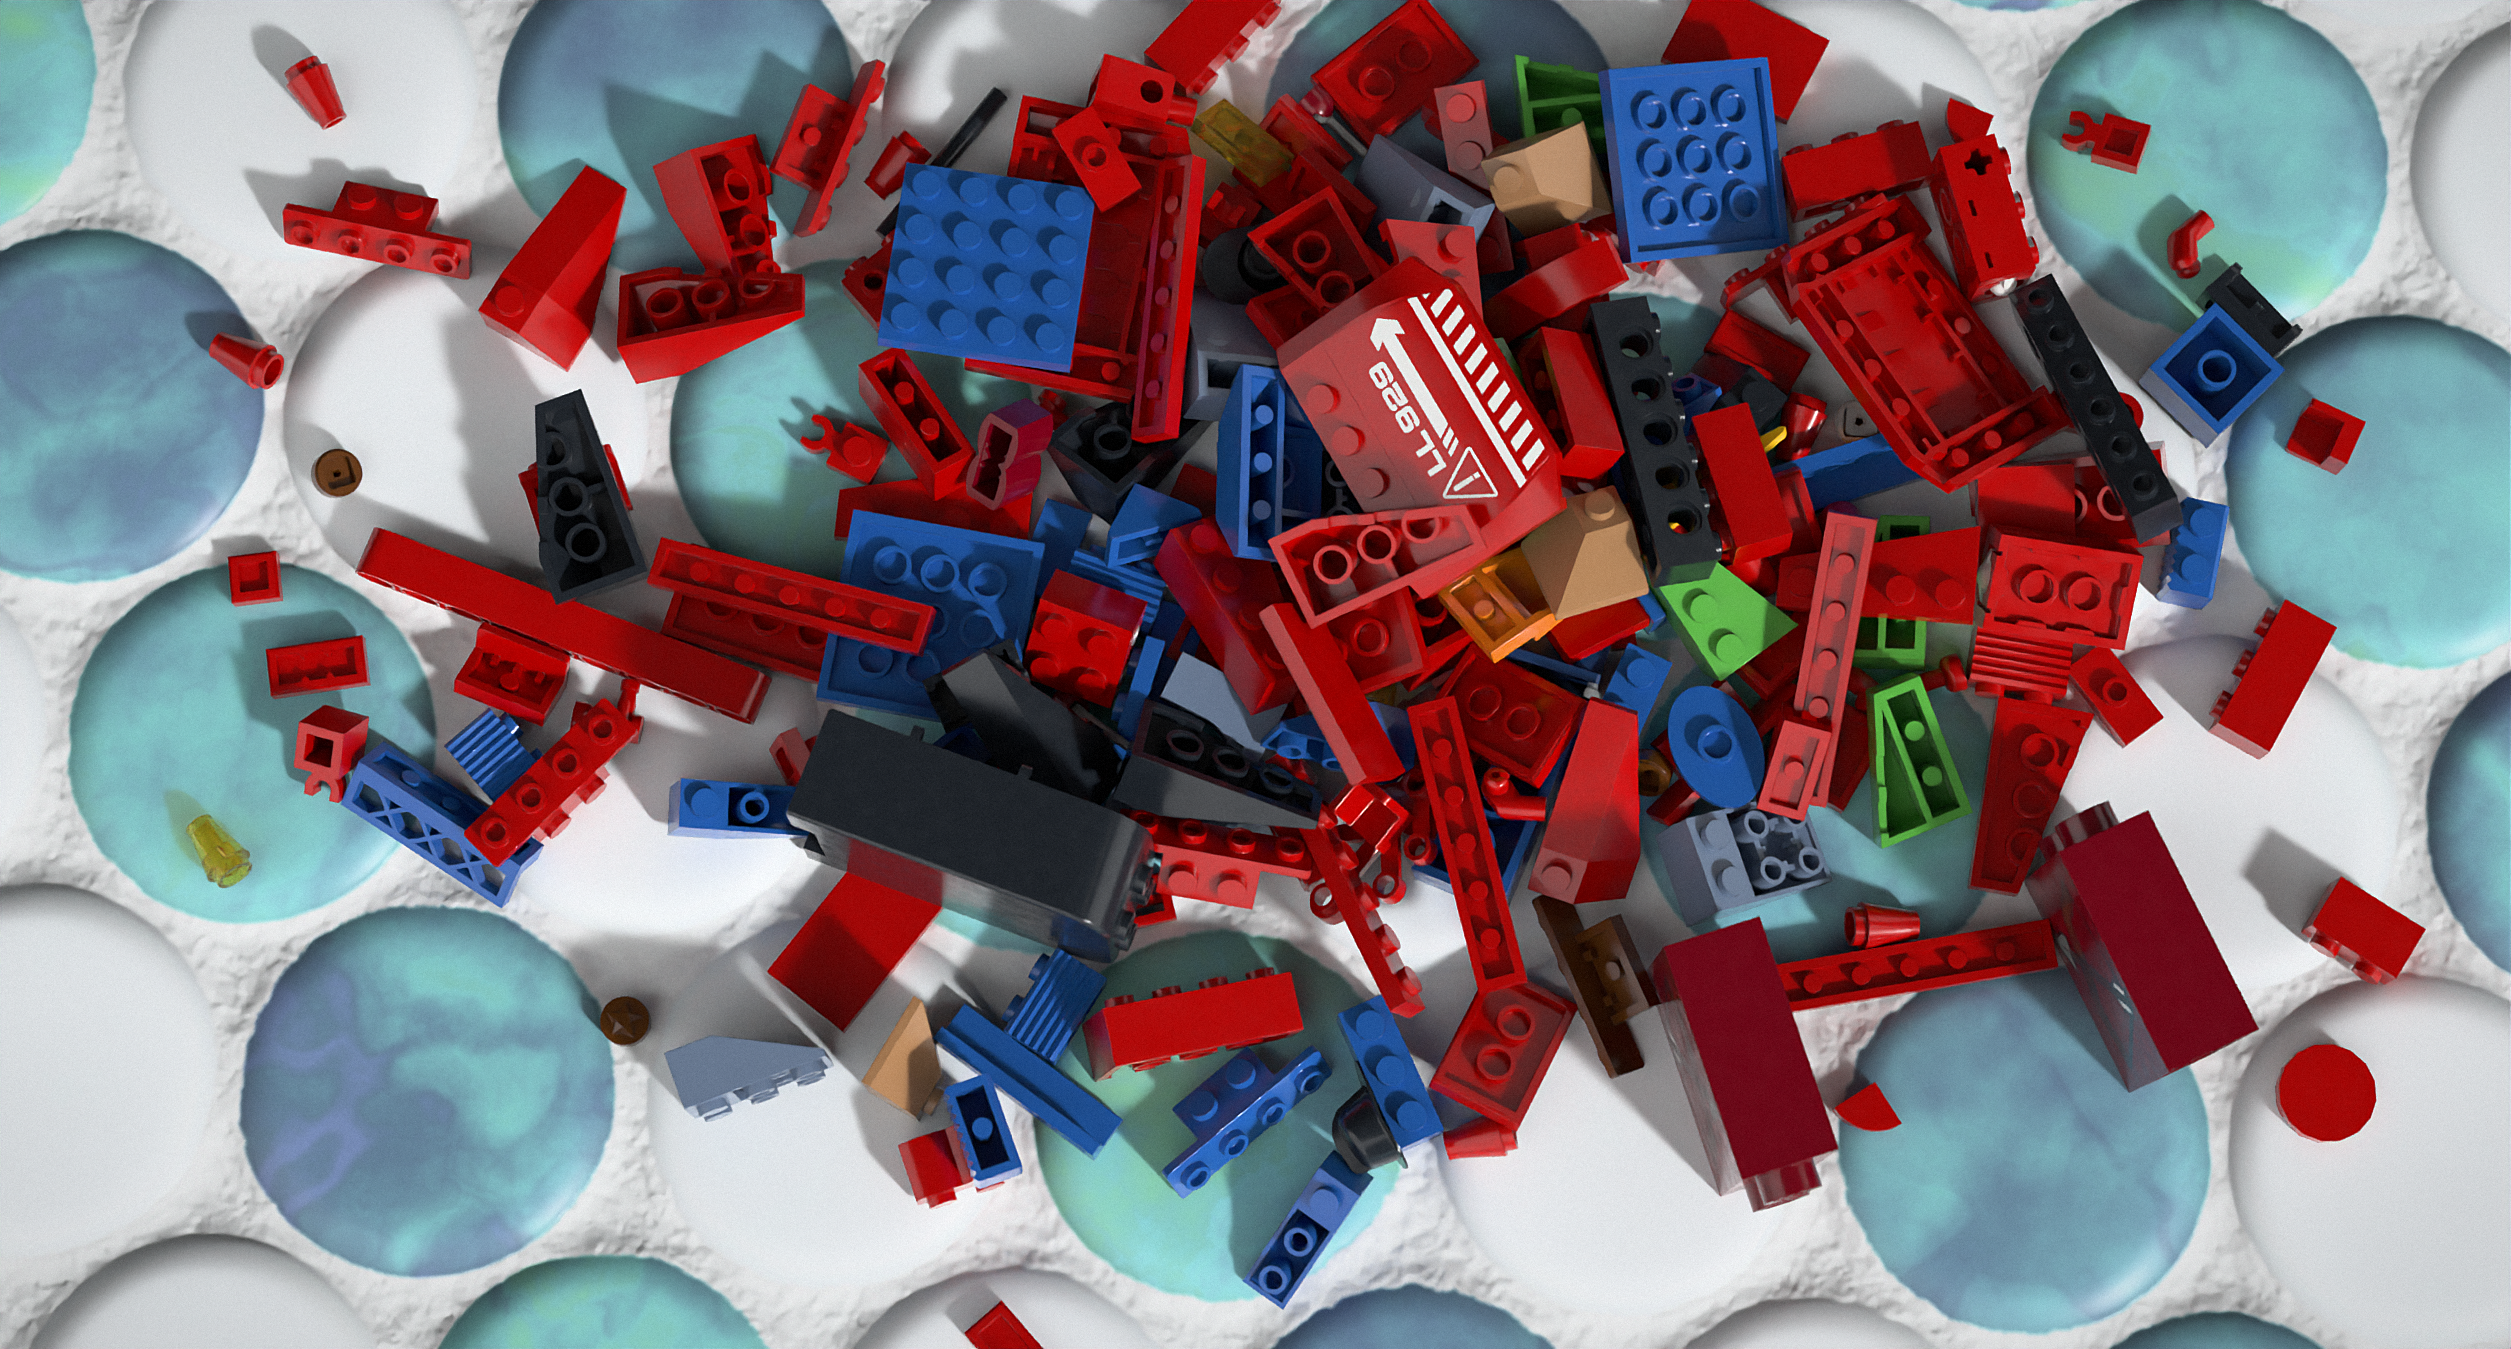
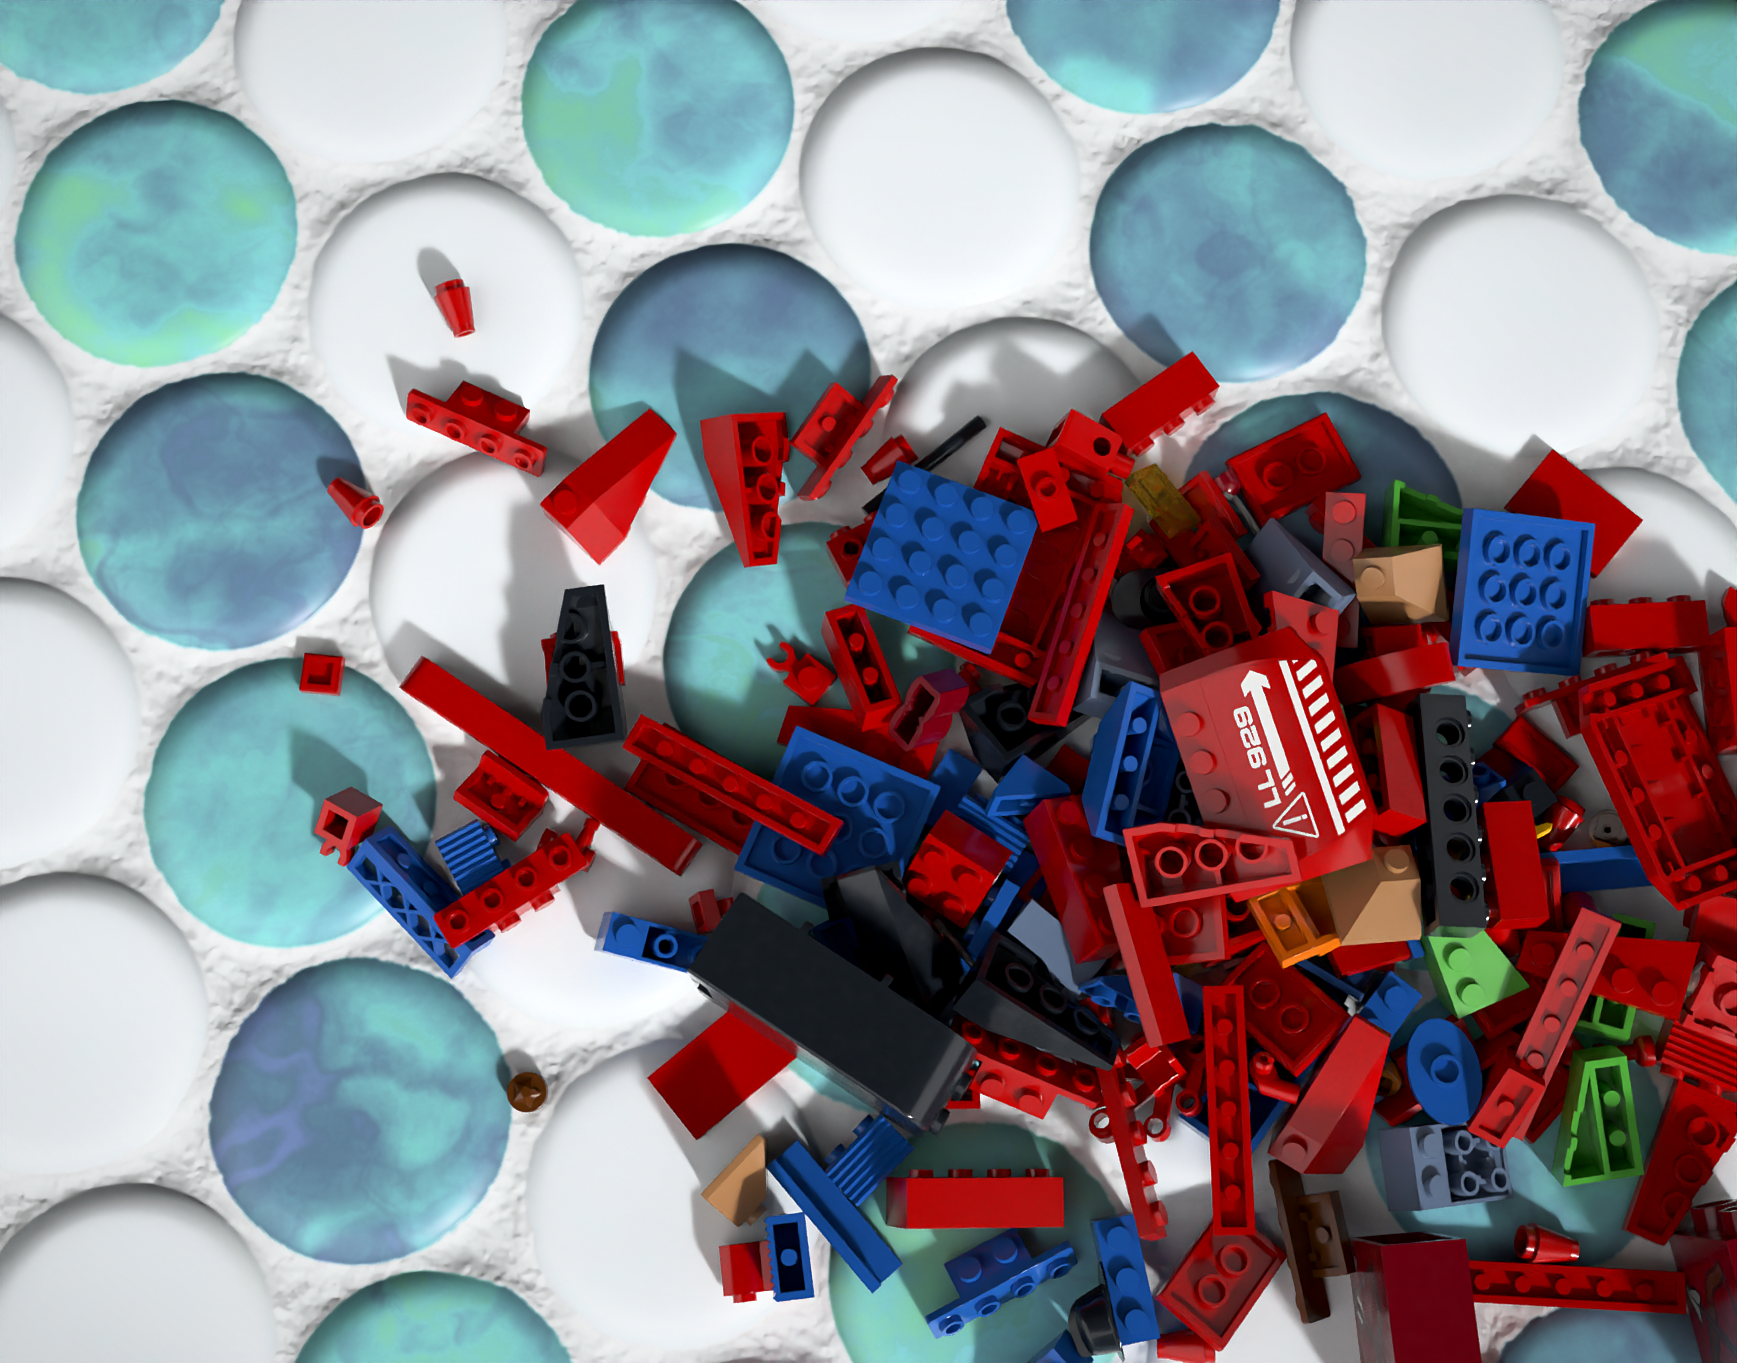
camera: 15 degrees right, 0 degrees up
(219, 853) = (242, 885): clear yellow cone -> none
(318, 667) = (353, 755): red plate -> none
(336, 473) = (403, 606): reddish brown tile -> none
(686, 320) = (700, 547): red wedge -> none
(728, 1070) = (595, 1153): sand blue slope -> none

